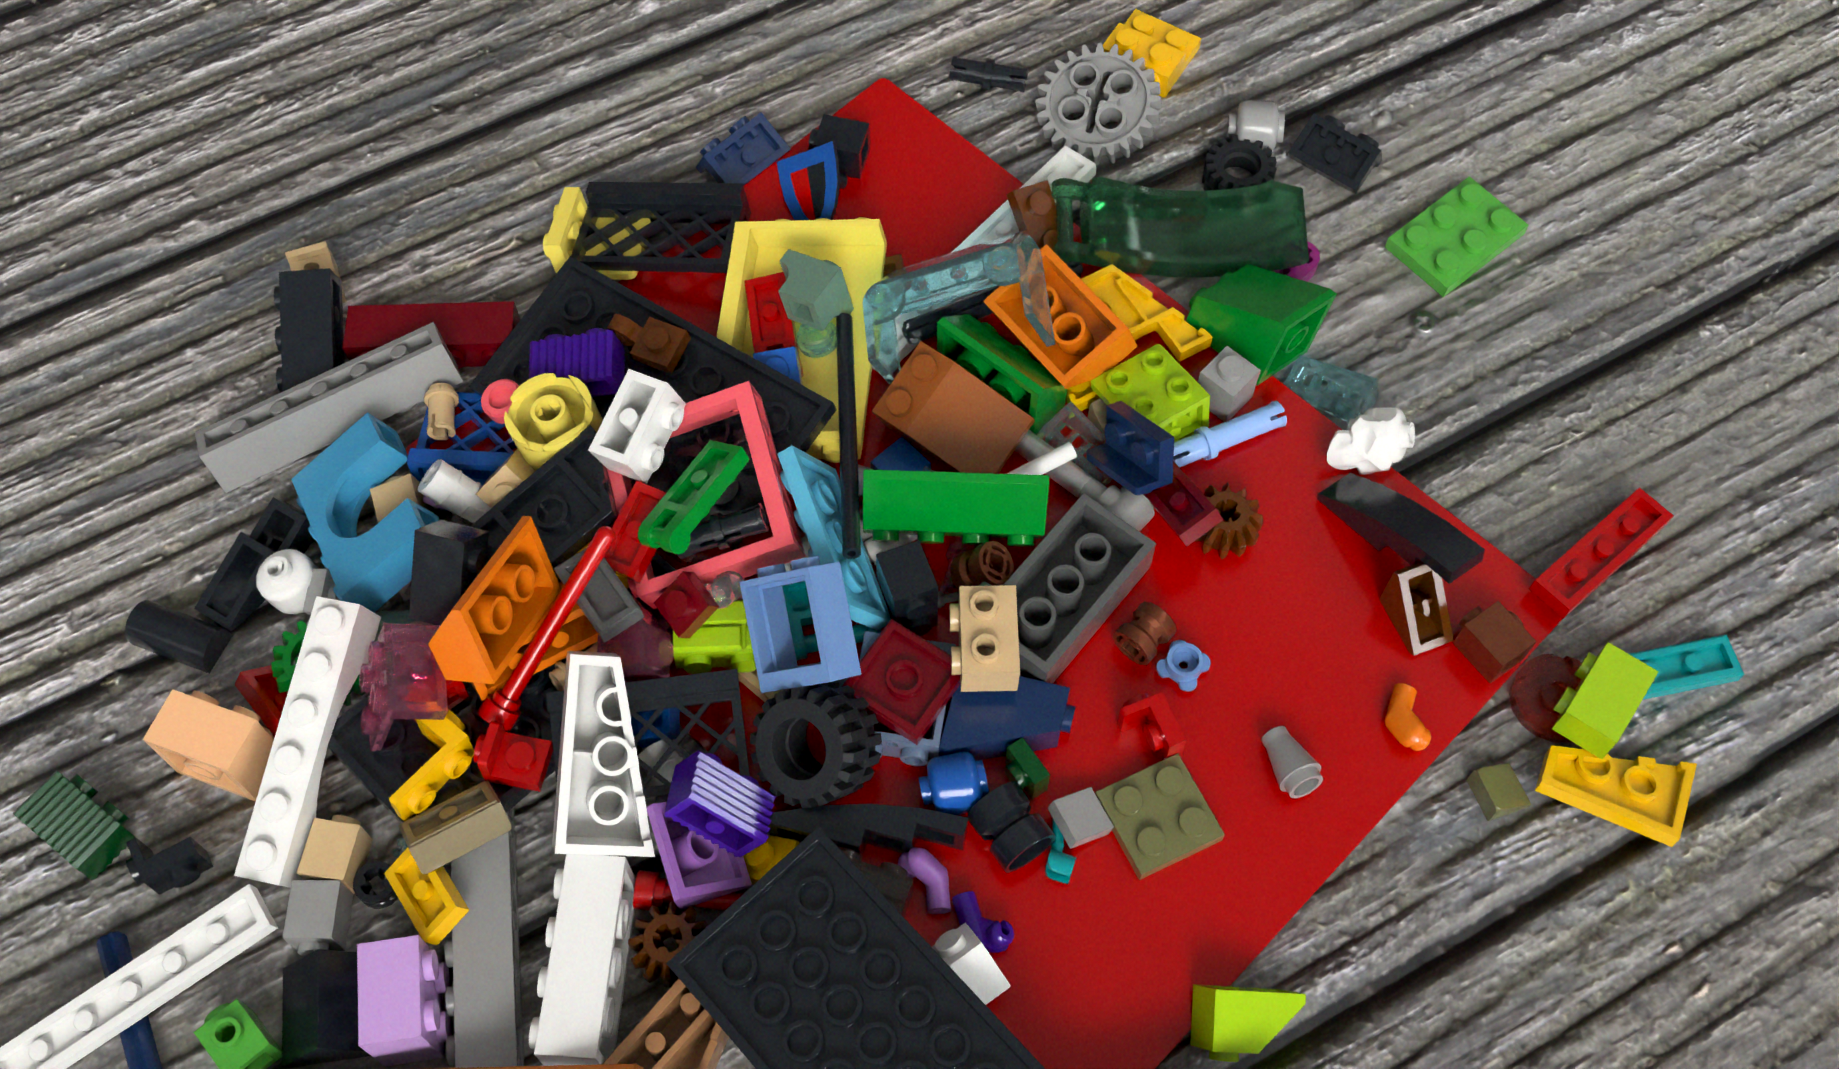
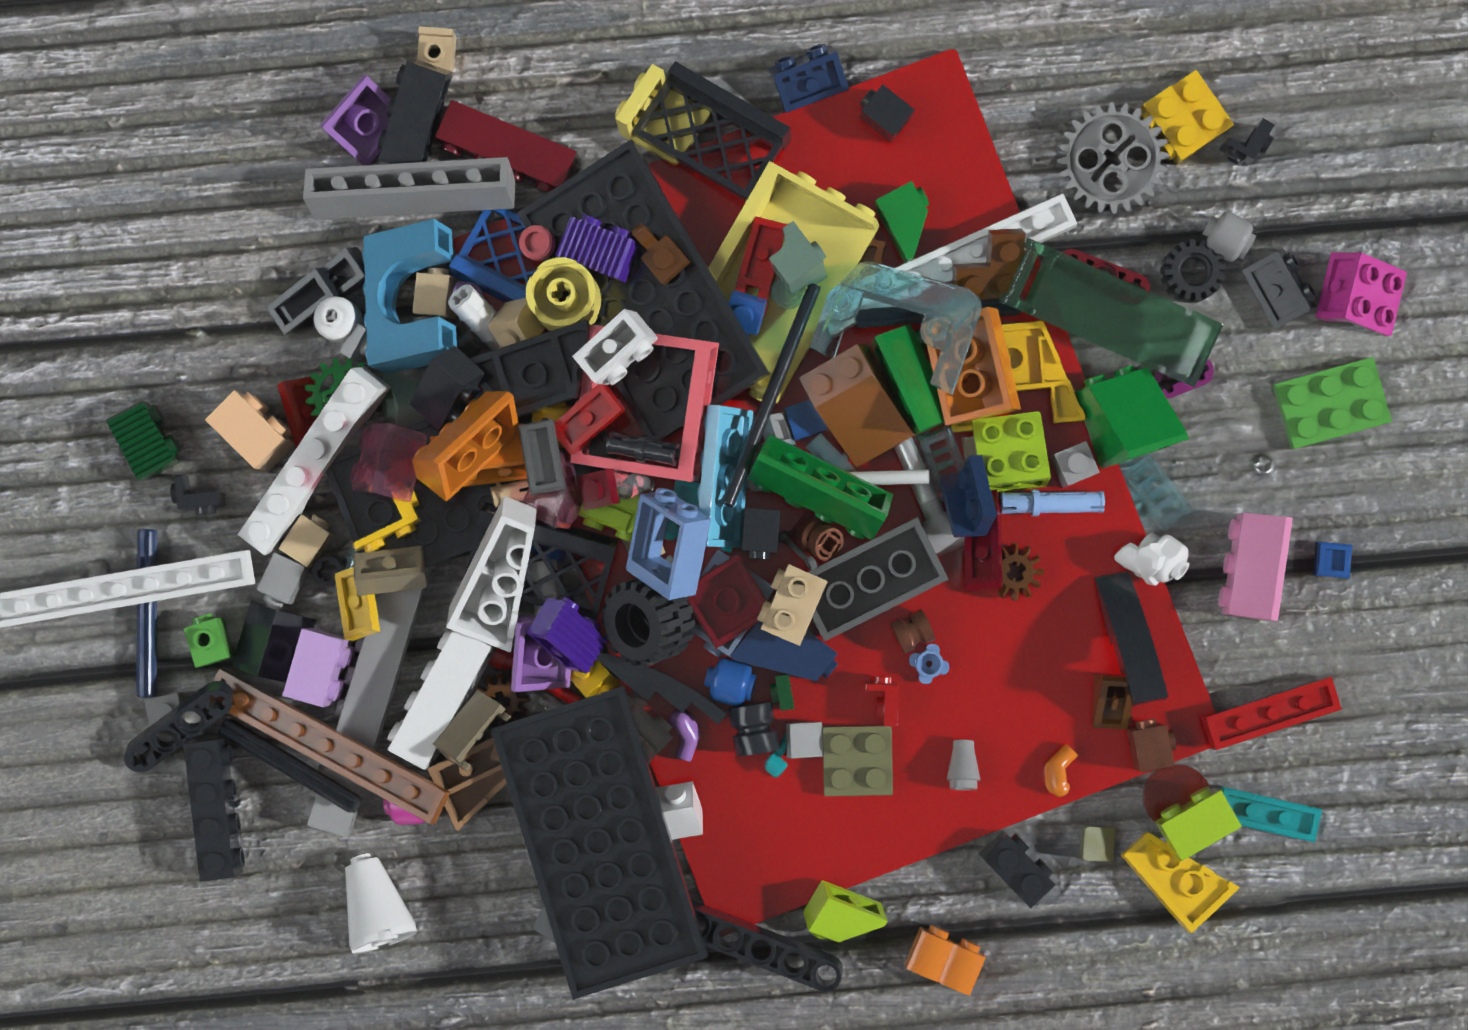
camera: 25 degrees right, 25 degrees up
(176, 635) = (248, 321): black brick -> none
(241, 366) = (359, 120): none -> medium lavender slope
(441, 404) = (489, 229): tan pin -> none
(505, 702) = (454, 504): red piece -> none
(512, 758) = (444, 539): red bracket -> none
(637, 976) = (468, 728): none -> dark tan hinge
(692, 497) = (632, 419): green plate -> none
(812, 182) = (844, 148): shield -> none
(908, 226) = (903, 217): none -> green slope
(988, 74) = (1042, 82): black pin -> none
(993, 934) = (705, 786): dark purple arm -> none
(1223, 54) = (1257, 142): none -> black bracket
(1404, 1019) = (945, 960): none -> orange brick
(1413, 119) = (1361, 292): none -> dark pink bracket
(1426, 858) = (1026, 878): none -> black brick
(1487, 406) = (1255, 566): none -> bright pink slope
(1558, 379) = (1332, 560): none -> blue tile

